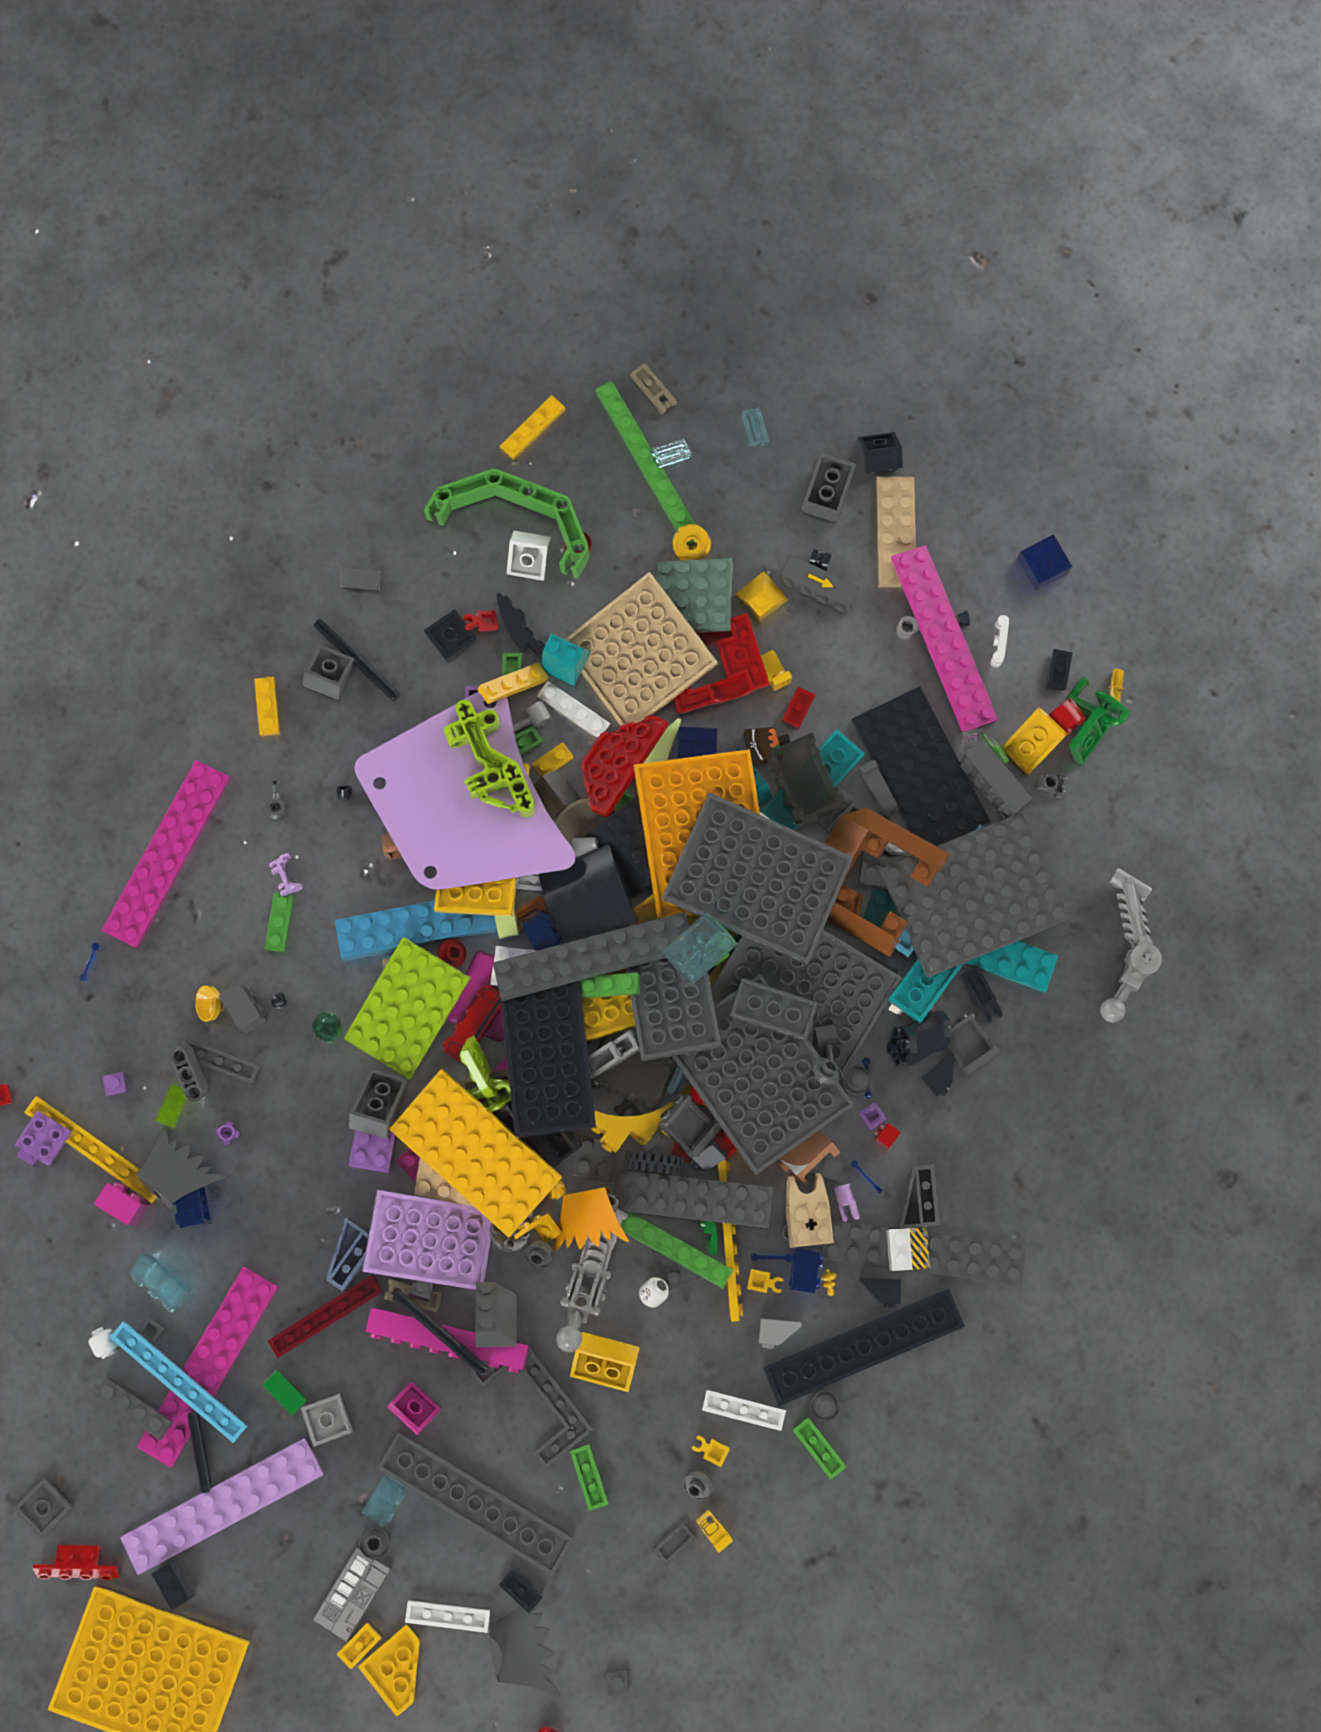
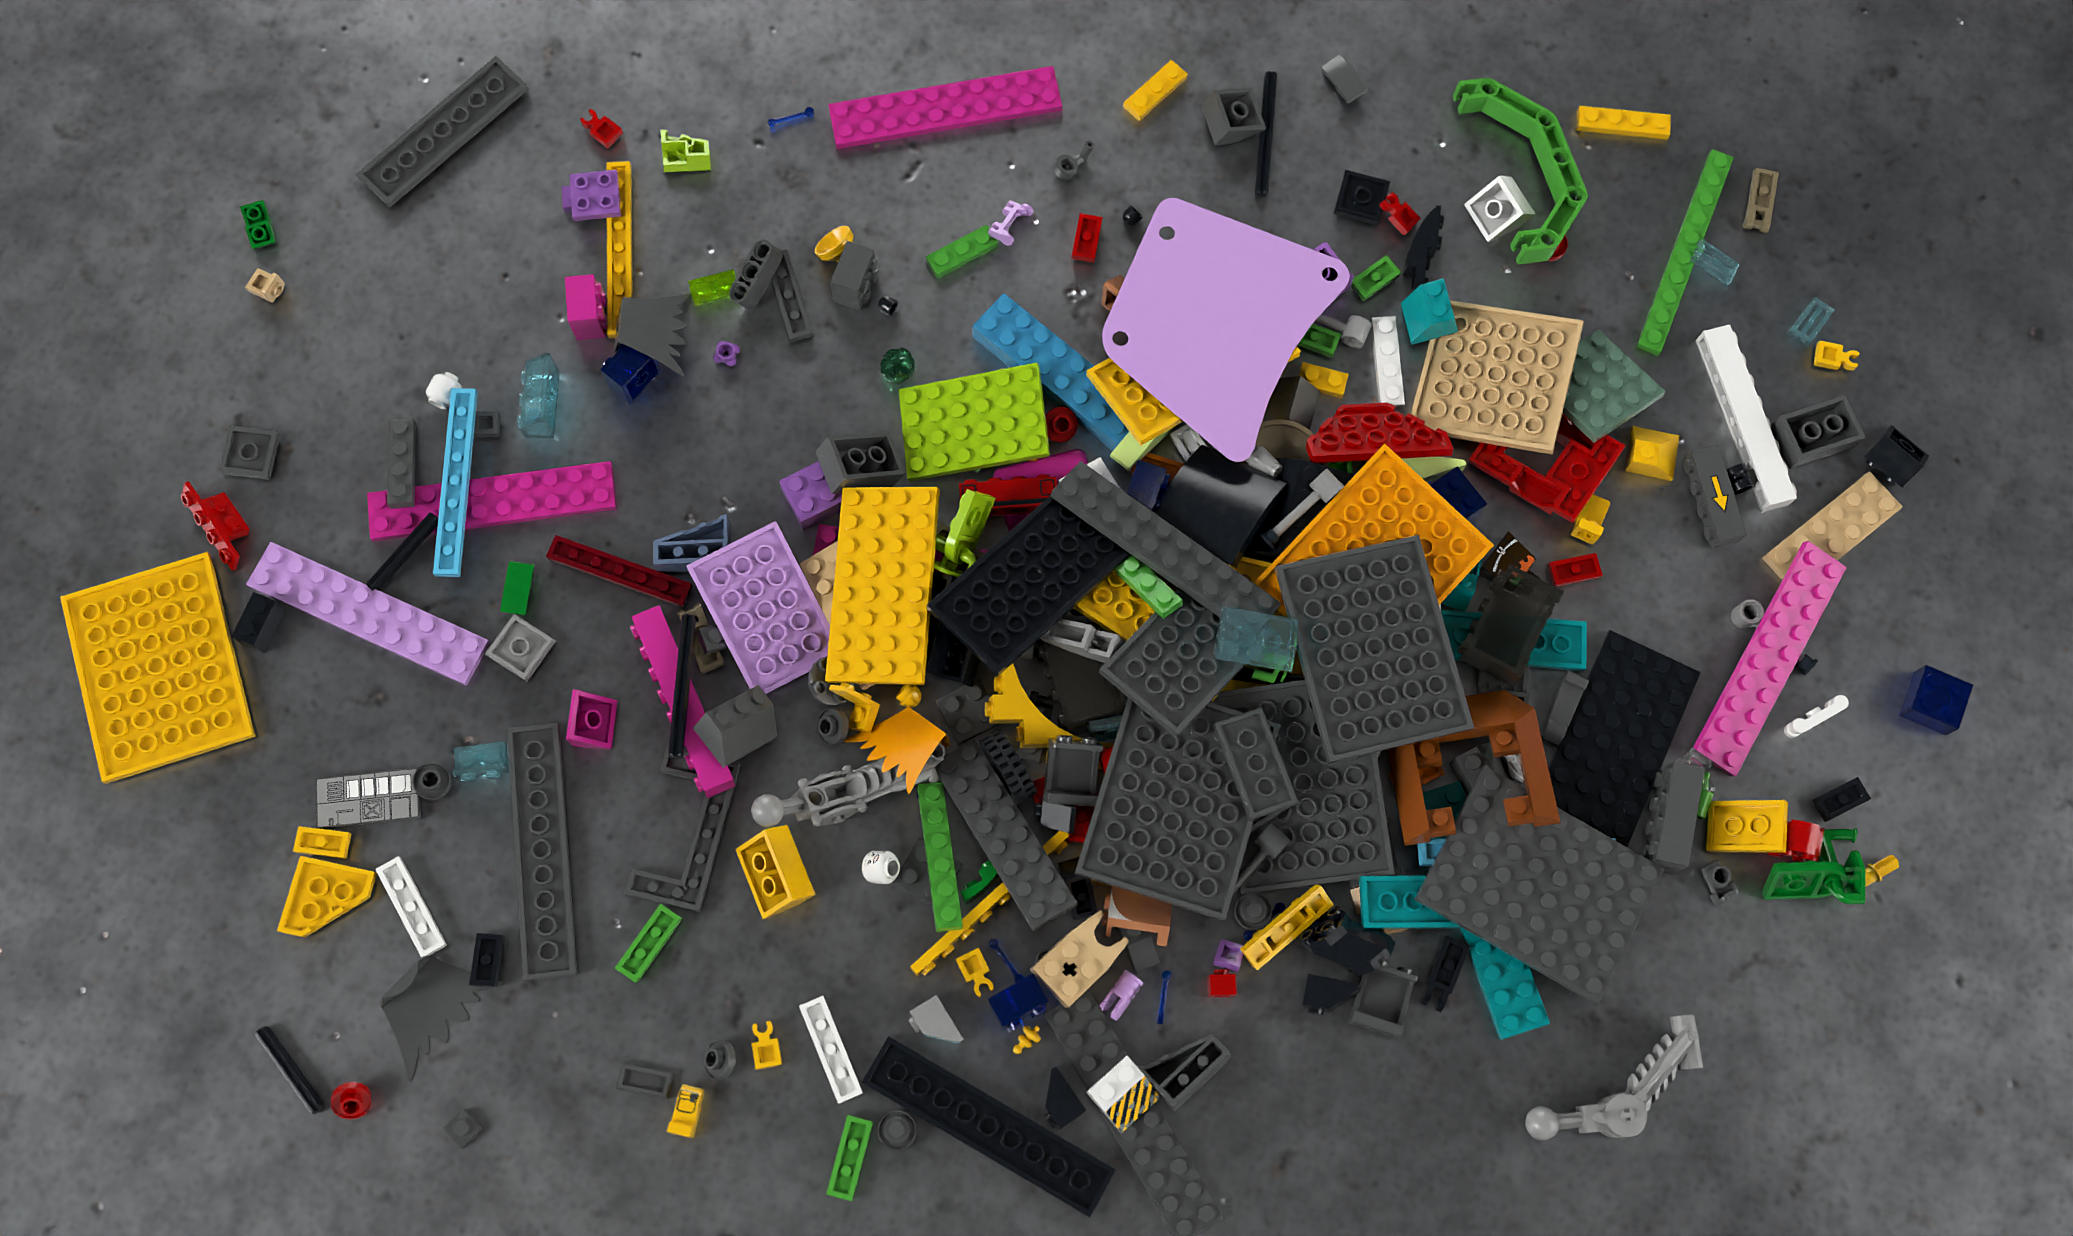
camera: 50 degrees right, 5 degrees down
(58, 1054) = (684, 153): none -> lime slope
(114, 1084) = (694, 222): medium lavender plate -> none
(336, 834) = (1086, 238): none -> red plate
(474, 731) = (1286, 277): lime beam -> none
(513, 683) = (1365, 281): yellow plate -> none
(632, 824) = (1323, 487): none -> light grey piece
(689, 532) = (1648, 331): yellow plate -> none
(764, 1178) = (1079, 887): none -> black slope
(785, 521) = (1746, 418): none -> white brick
(788, 435) = (1832, 356): none -> yellow plate
(827, 1071) = (1236, 863): dark grey plate -> none
(882, 1068) = (1286, 926): none -> yellow hinge

